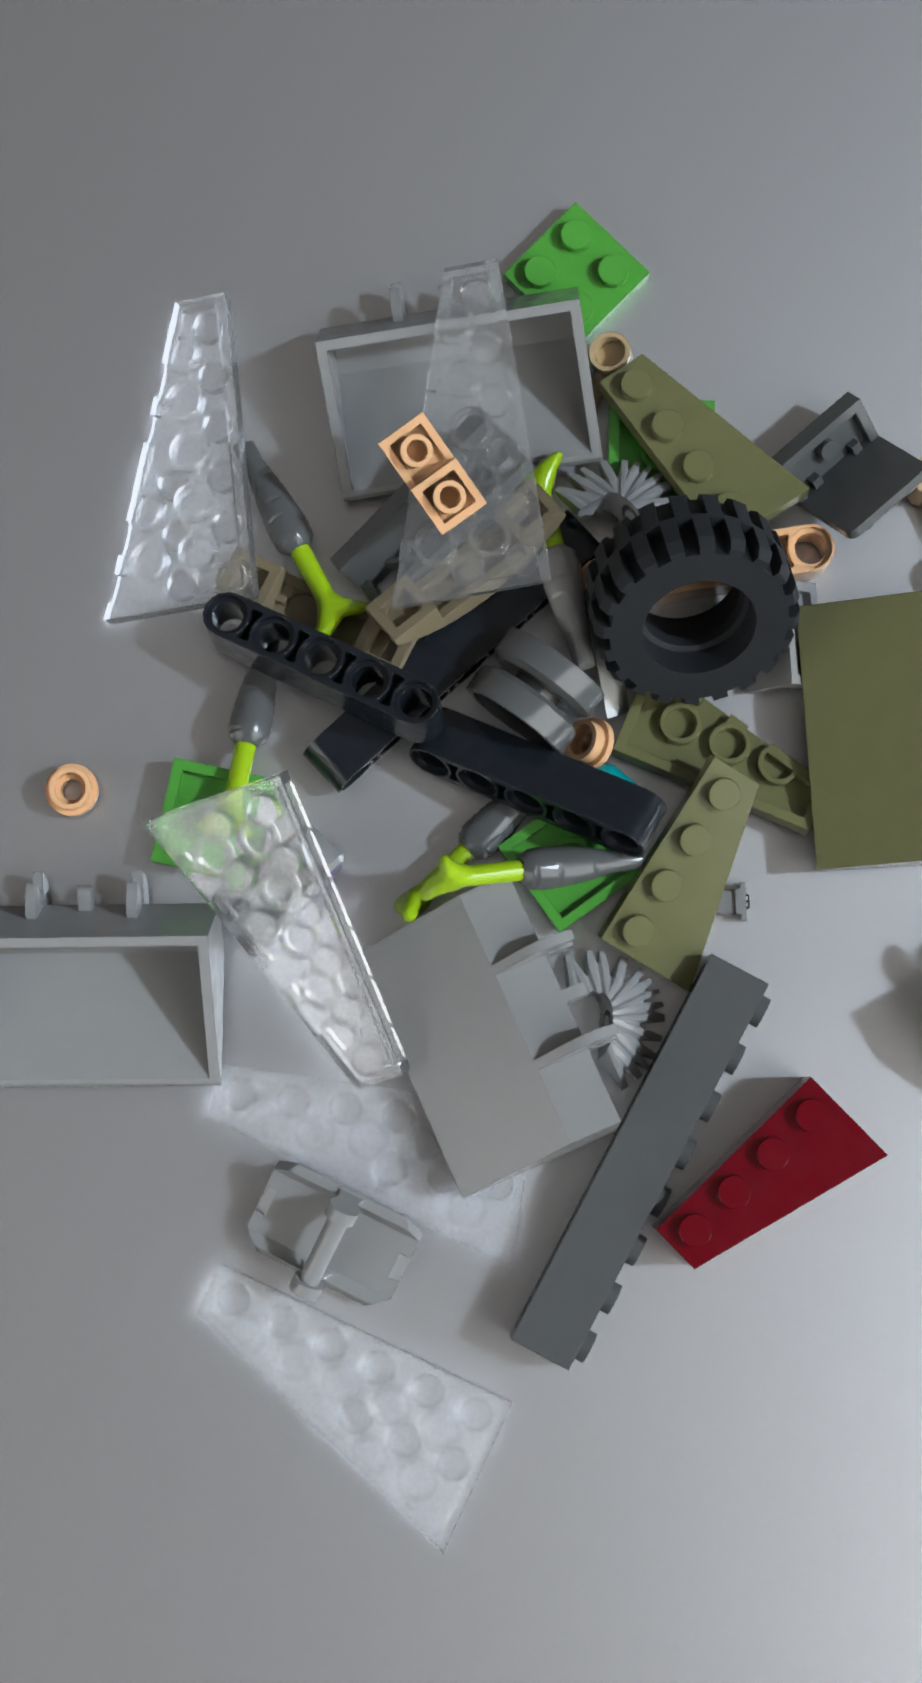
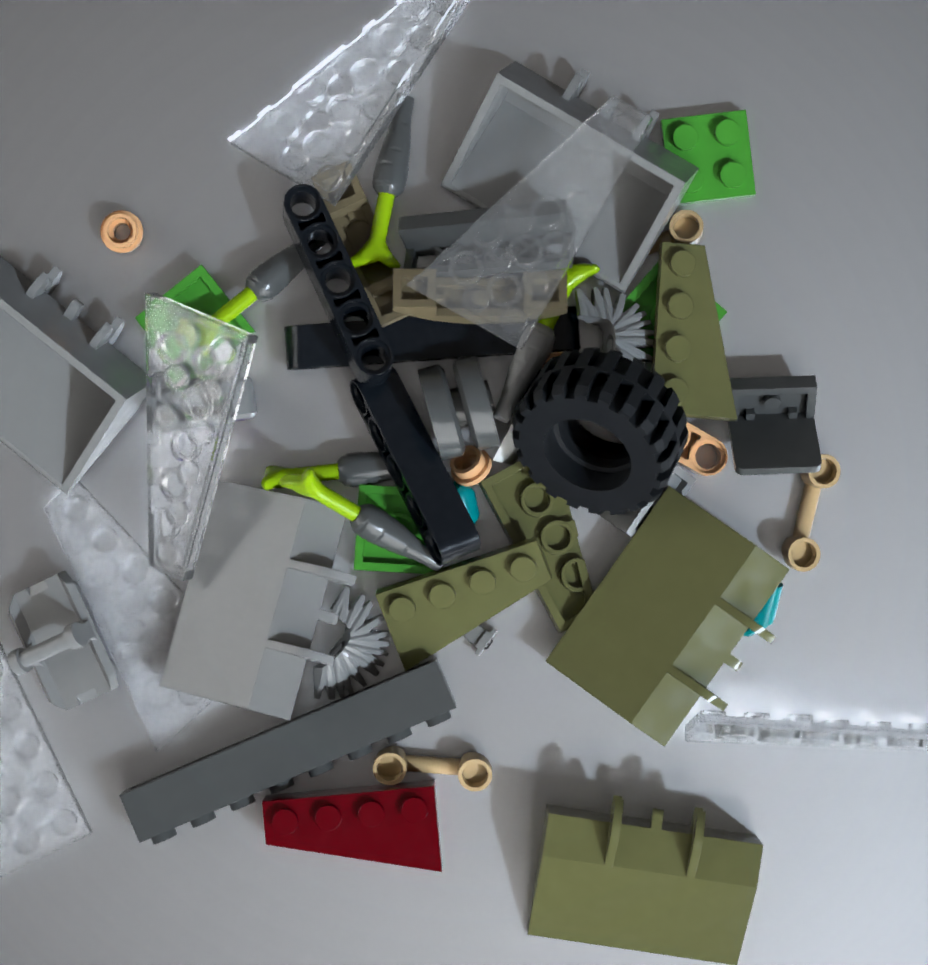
camera: 40 degrees right, 5 degrees up
(432, 473) = (498, 221): light nougat slope -> none
(831, 1033) = (393, 763): none -> tan bar

